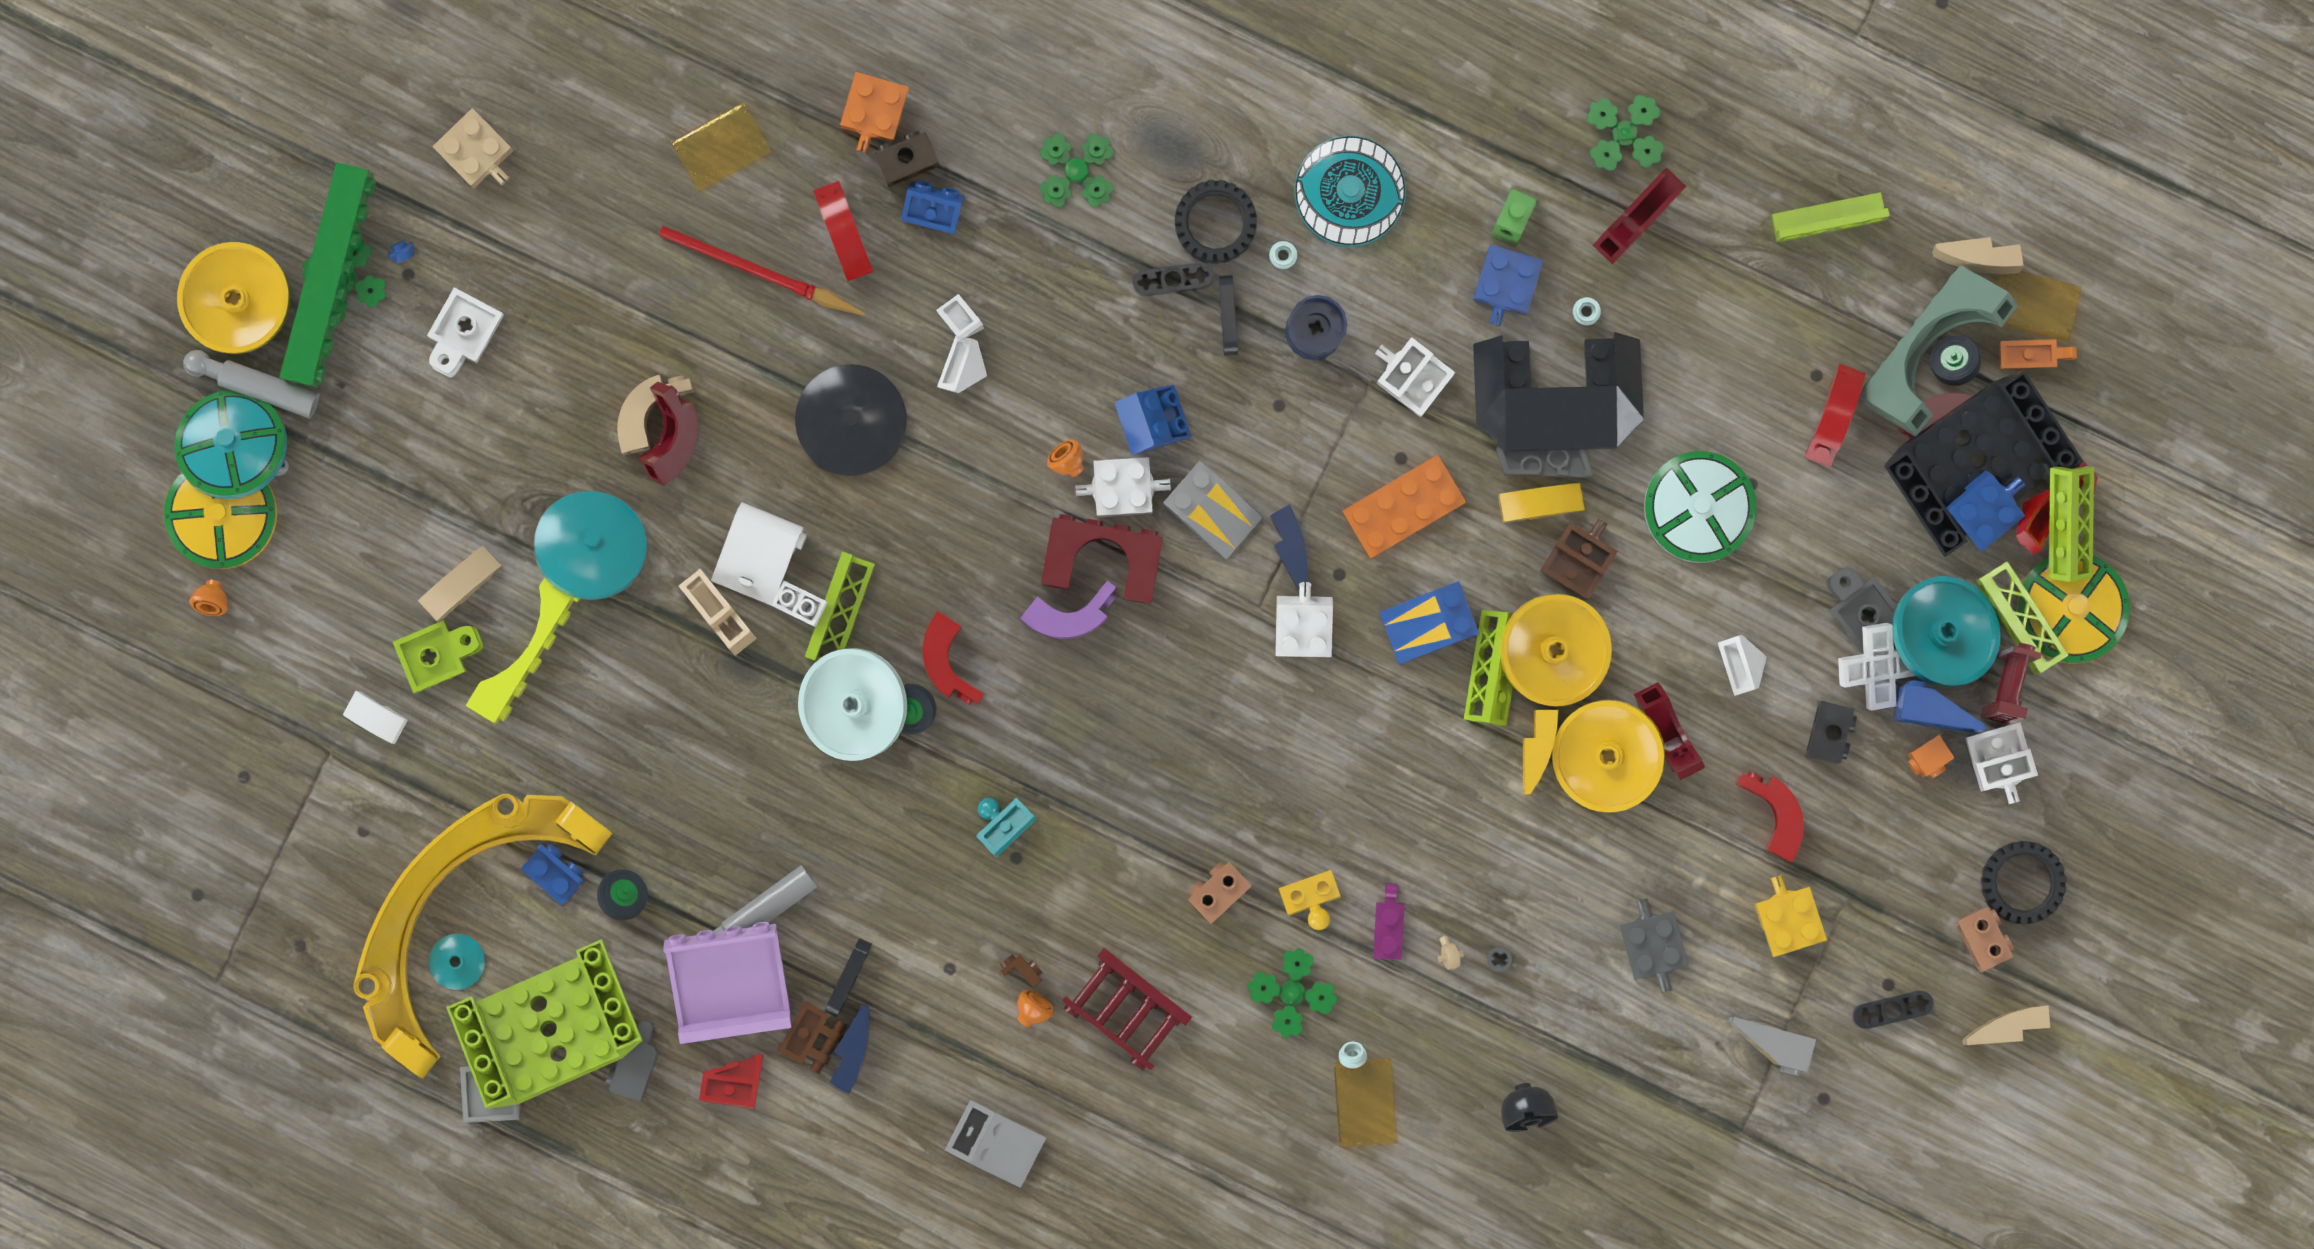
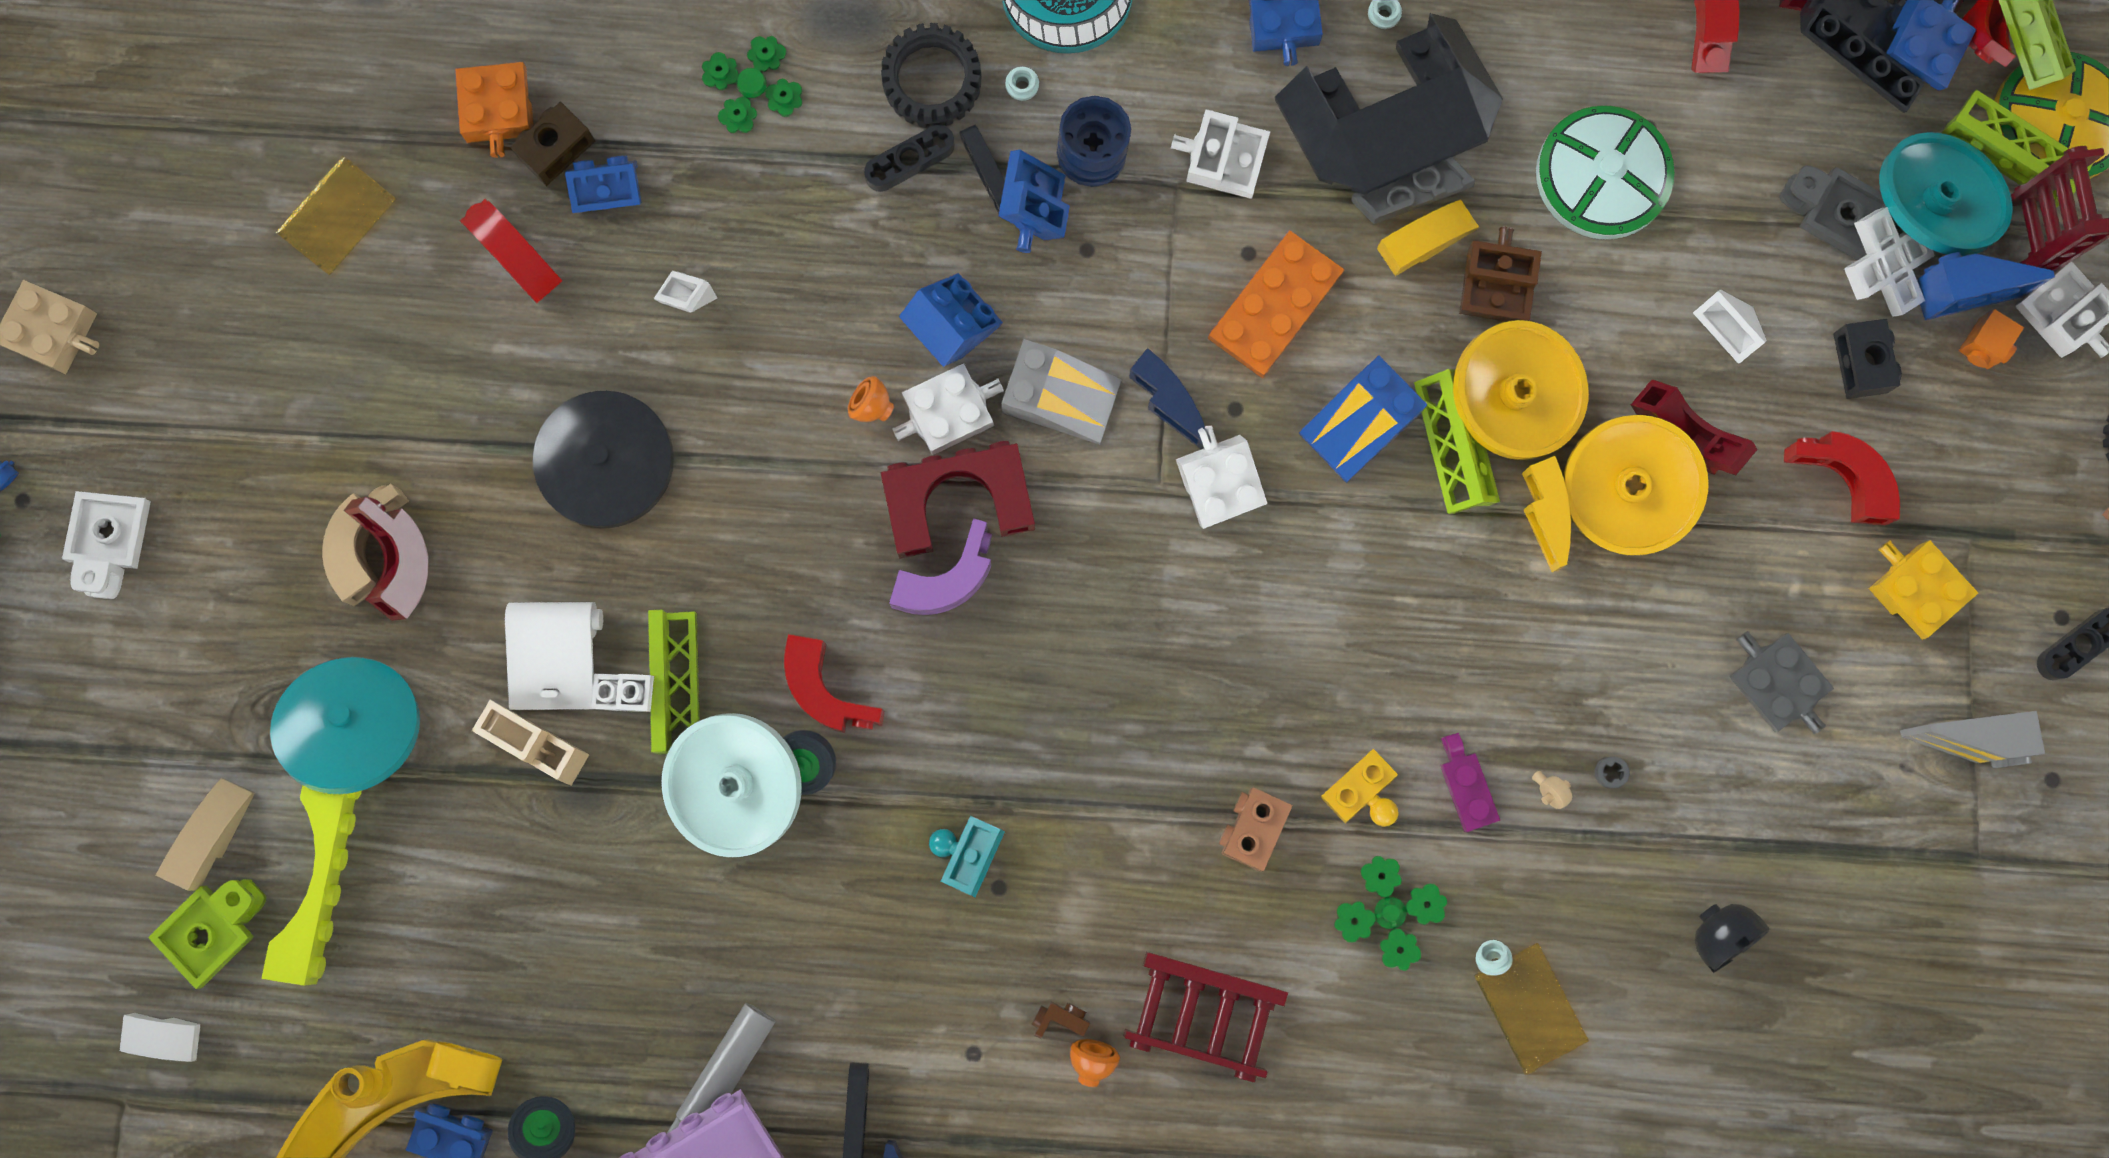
camera: 25 degrees left, 5 degrees down
(821, 296) = (516, 333): red piece -> none
(962, 366) = (708, 346): white slope -> none
(1252, 354) = (1033, 200): none -> blue plate

